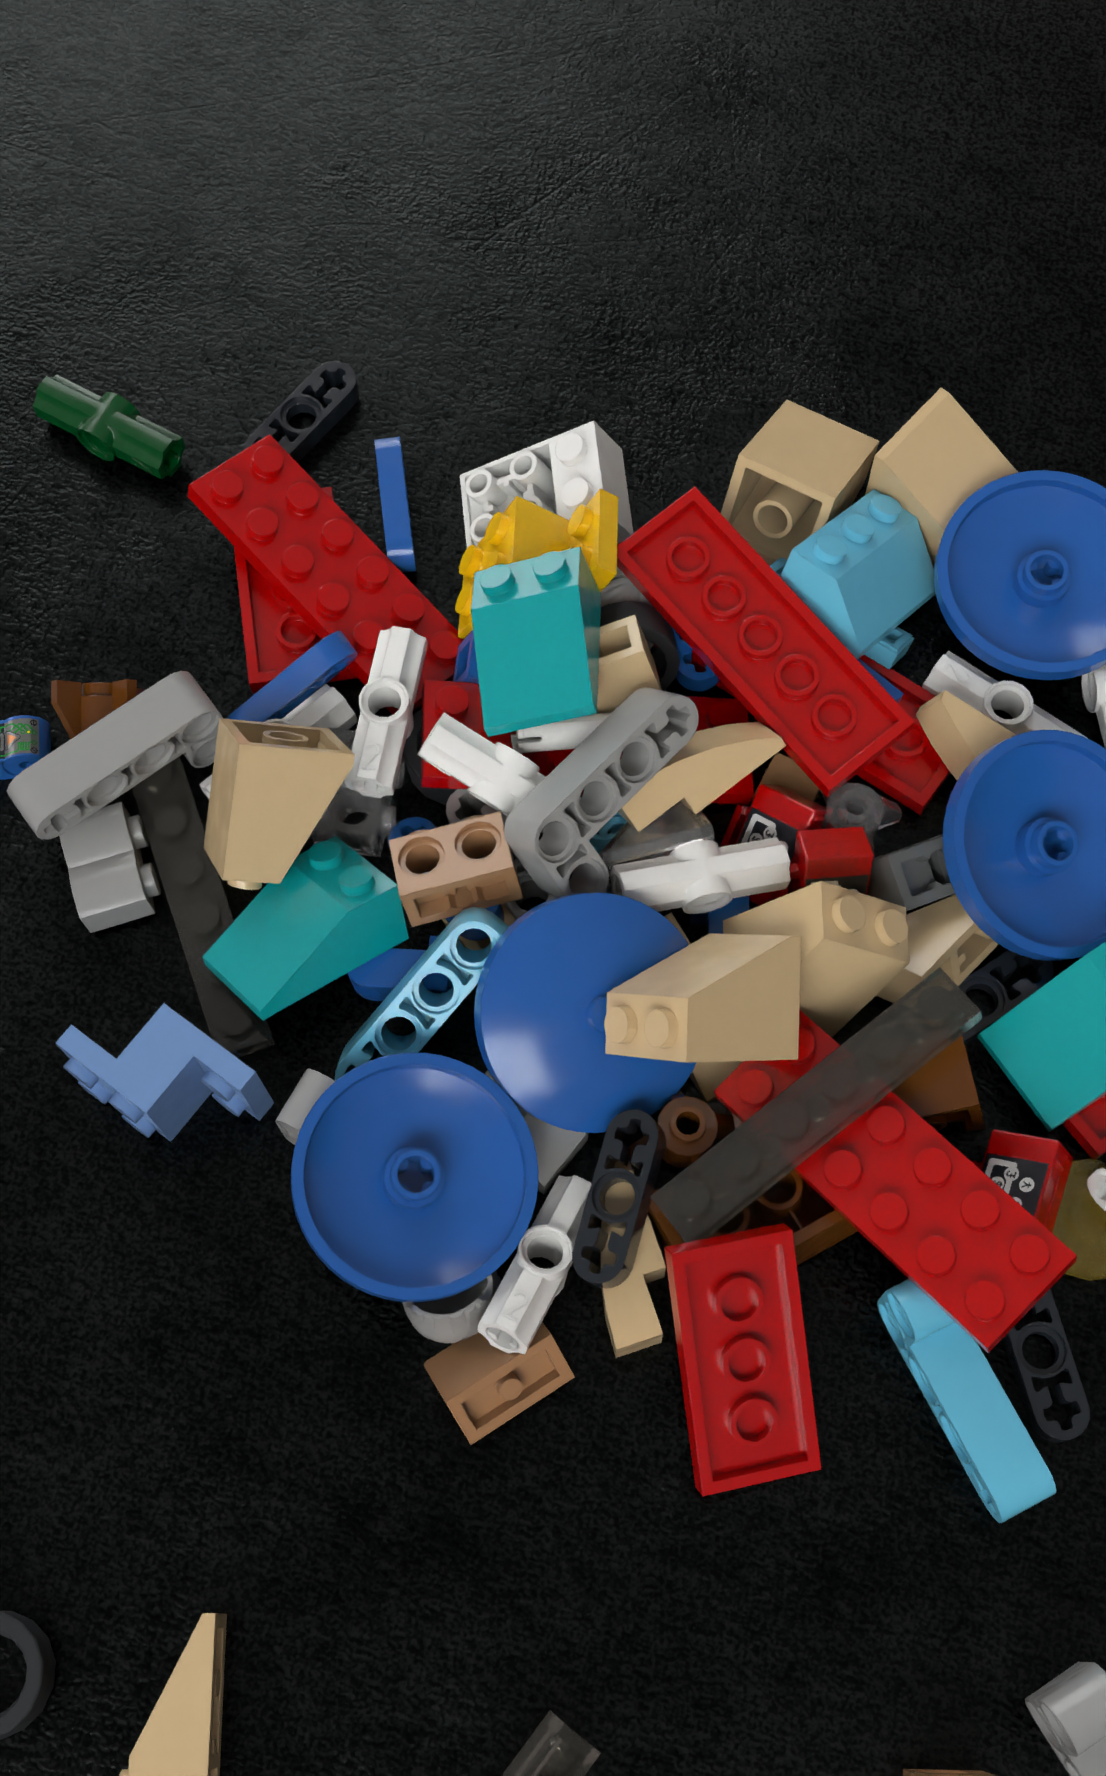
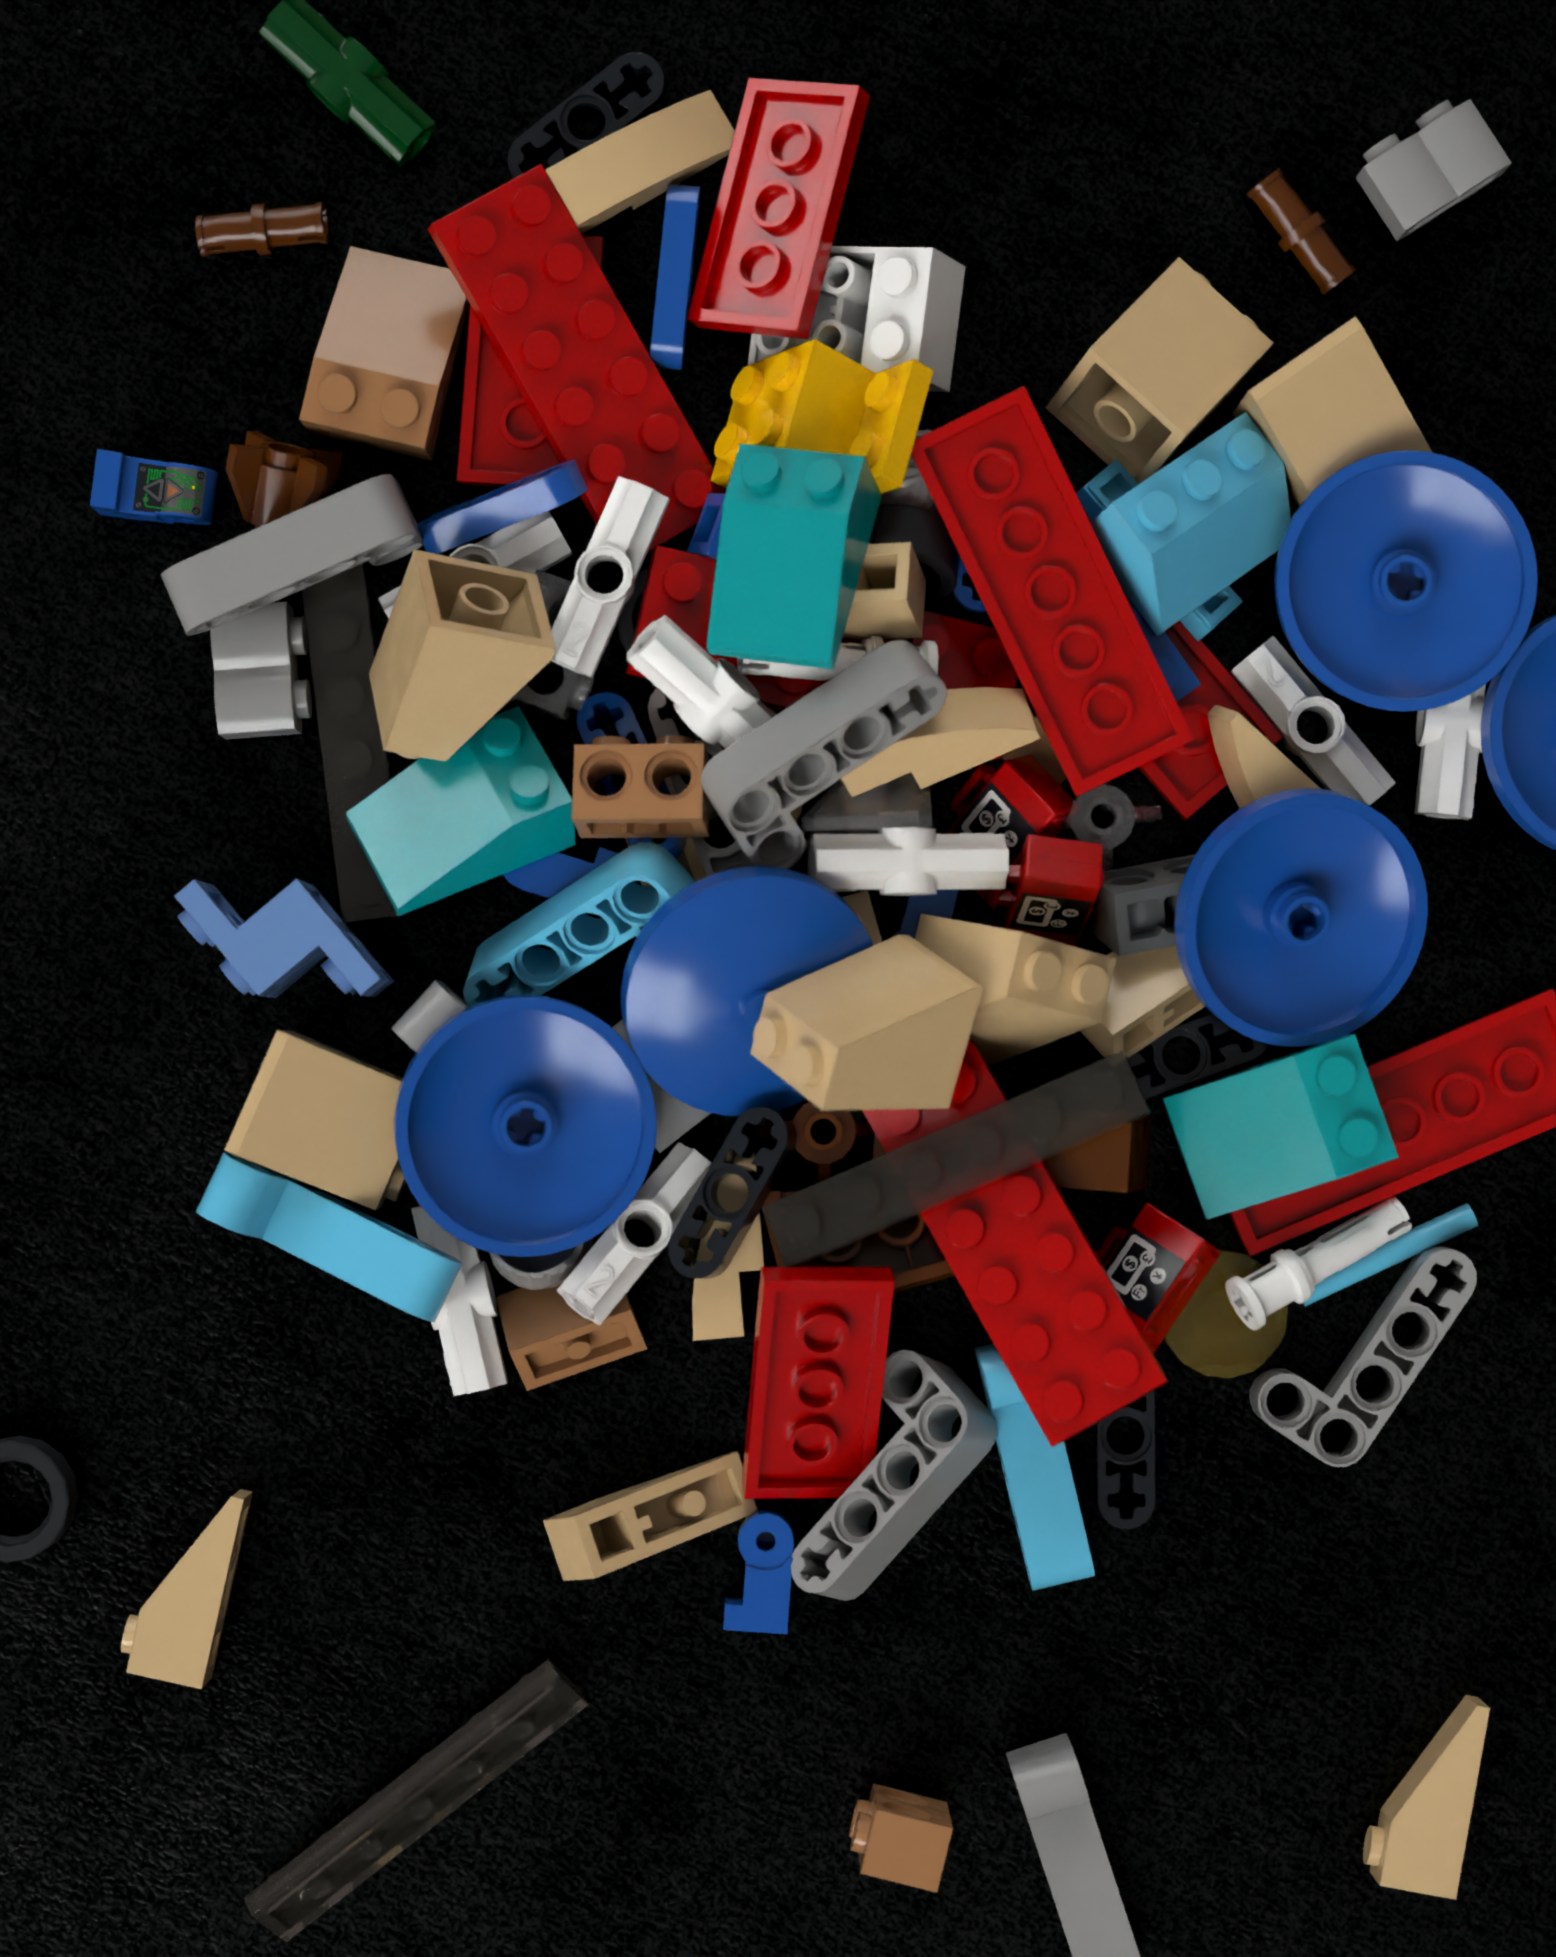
camera: 10 degrees right, 20 degrees up
(57, 542) = (262, 229): none -> reddish brown pin
(173, 612) = (386, 354): none -> medium nougat slope
(227, 1227) = (322, 1121): none -> tan slope
(252, 1329) = (329, 1235): none -> medium azure beam
(345, 429) = (642, 160): none -> tan slope
(389, 1372) = (467, 1316): none -> white piece
(464, 435) = (778, 207): none -> plate
(613, 1540) = (648, 1518): none -> tan slope
(738, 1546) = (767, 1548): none -> blue leg
(832, 1448) = (839, 1552): none -> light grey beam
(873, 374) = (1301, 231): none -> reddish brown pin
(958, 311) = (1432, 168): none -> light grey brick

